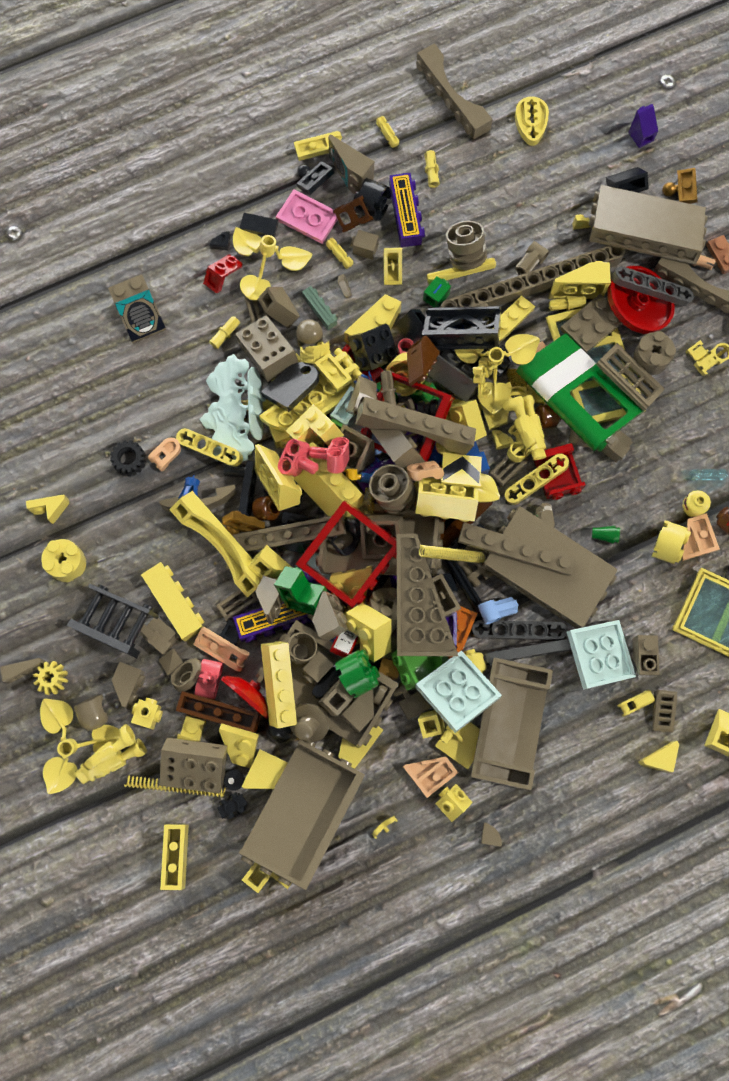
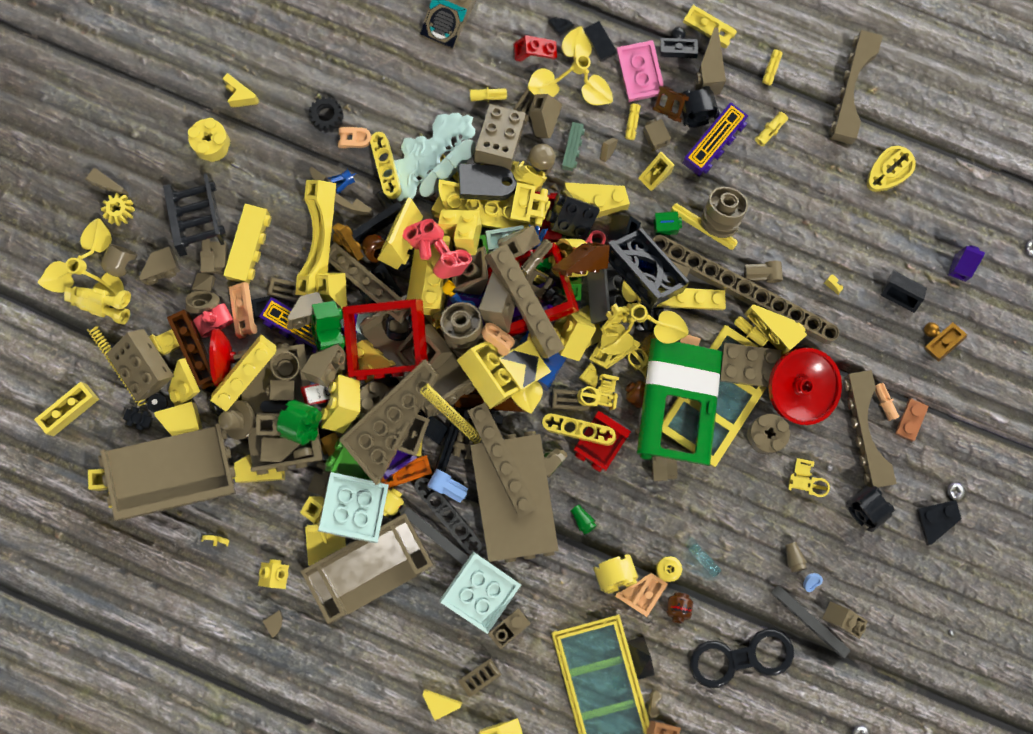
camera: 50 degrees right, 5 degrees up
(139, 713) = (149, 299): light yellow brick -> none
(431, 774) = (281, 541): light nougat wing -> none
(528, 425) = (612, 387): light yellow piece -> none
(625, 277) = (816, 381): dark grey beam -> none
(630, 376) = (728, 431): dark tan piece -> none
(638, 702) = (471, 652): light yellow bar -> none
(648, 224) = (877, 337): panel -> none

